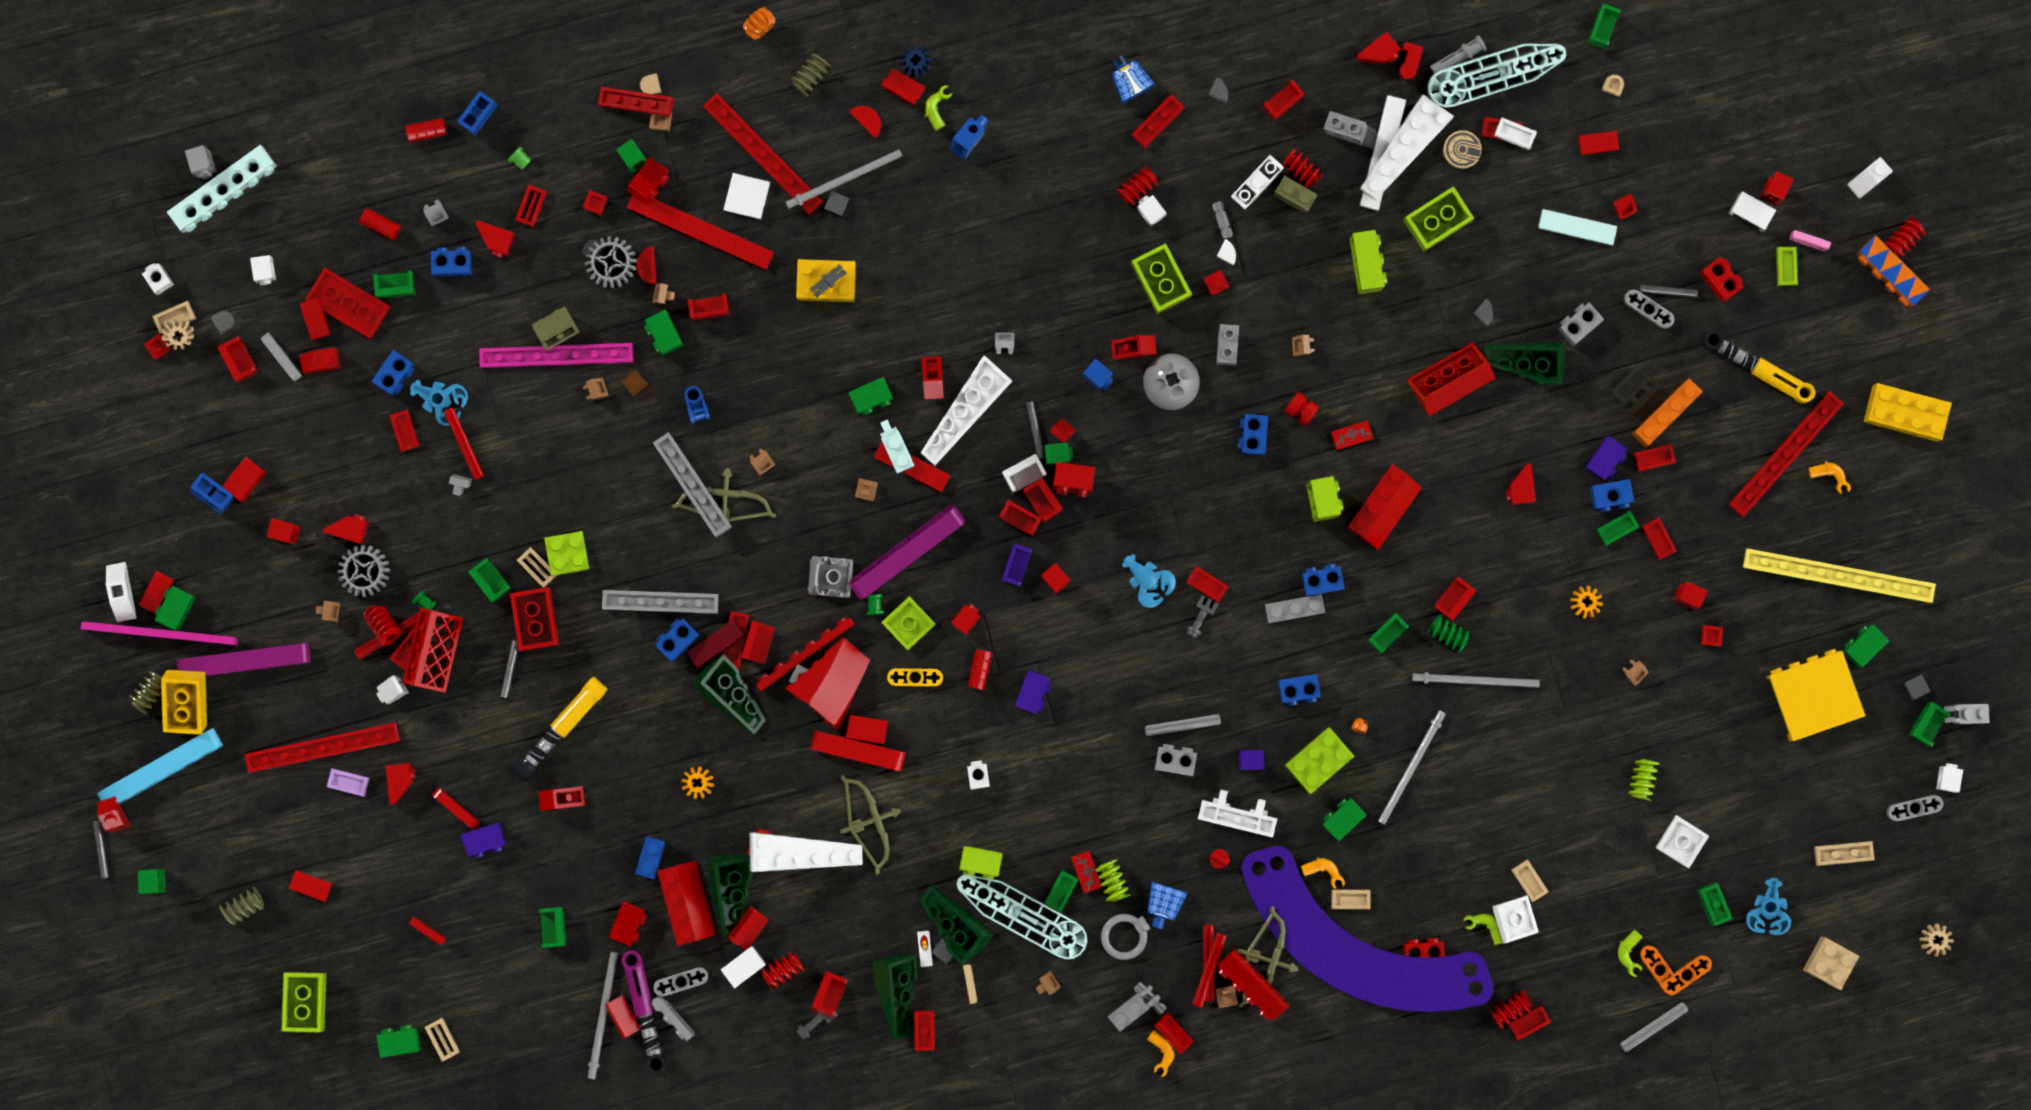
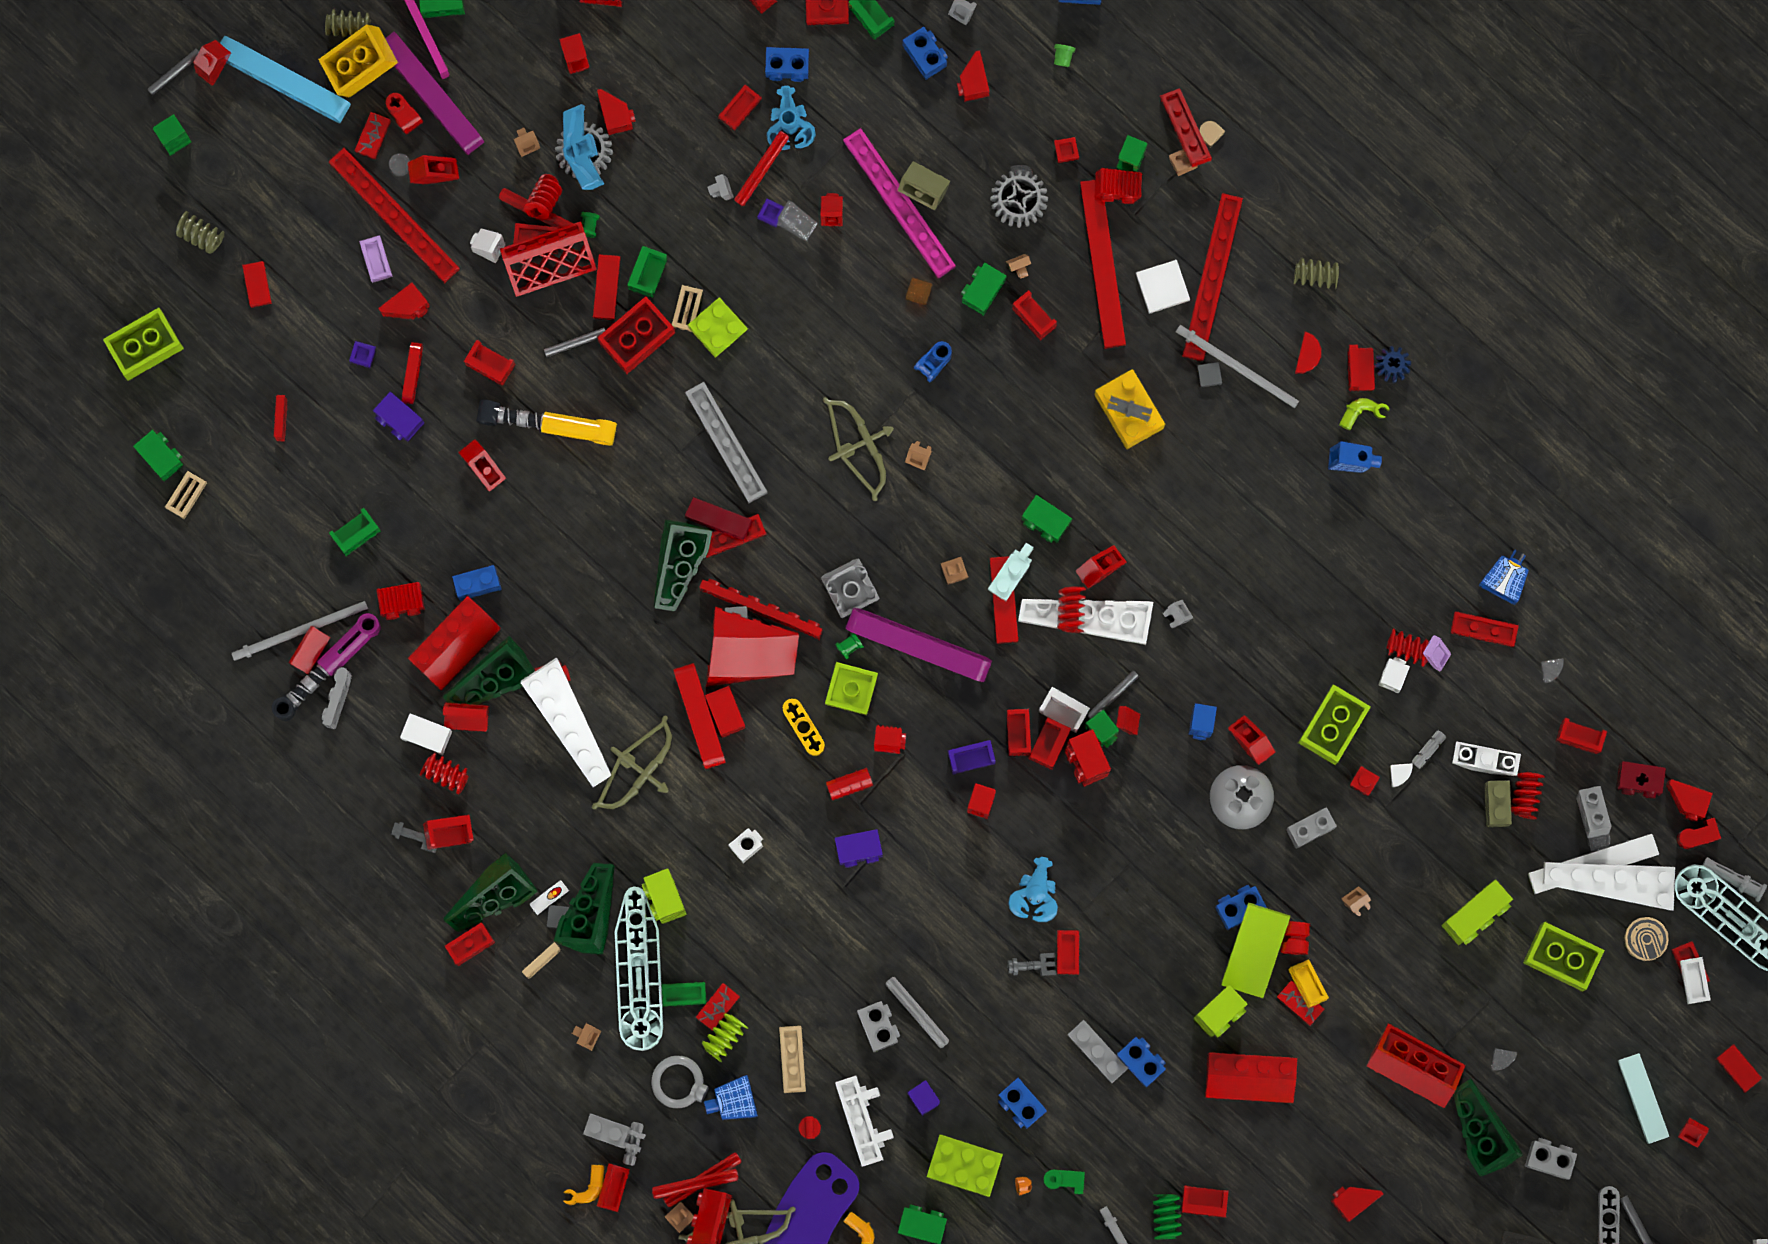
camera: 65 degrees right, 5 degrees down
(248, 692) = (404, 115): none -> red piece
(248, 726) = (372, 135): none -> red tile
(285, 719) = (399, 165): none -> clear tile
(305, 696) = (432, 169): none -> red slope
(362, 573) = (580, 148): none -> dark azure plate
(417, 837) = (362, 354): none -> dark purple tile
(481, 618) = (606, 287): none -> red tile
(485, 744) = (489, 363): none -> red panel
(502, 457) = (770, 212): none -> dark purple tile
(522, 442) = (796, 221): none -> clear slope
(525, 221) = (1010, 104): red tile -> none
(530, 409) = (832, 210): none -> red slope
(596, 388) = (891, 258): medium nougat tile -> none
(646, 266) = (1037, 234): red tile -> none
(677, 989) = (360, 678): light grey beam -> none
(681, 644) = (698, 485): blue brick -> none
(692, 485) = (855, 403): light grey plate -> none
(696, 776) = (568, 587): light orange gear -> none
(758, 642) = (744, 557): red panel -> none
(759, 23) = (1333, 196): orange gear -> none
(952, 420) = (1070, 609): none -> red piece
(1155, 168) = (1437, 653): none -> lavender tile
(1160, 840) = (792, 1059): none -> tan tile
(1293, 444) = (1255, 950): none -> lime tile
(1332, 82) = (1653, 776): none -> dark red brick
(1341, 420) = (1308, 983): none -> yellow tile
(1372, 694) = (1060, 1178): none -> green leg
(1387, 633) = (1129, 1156): green panel -> none

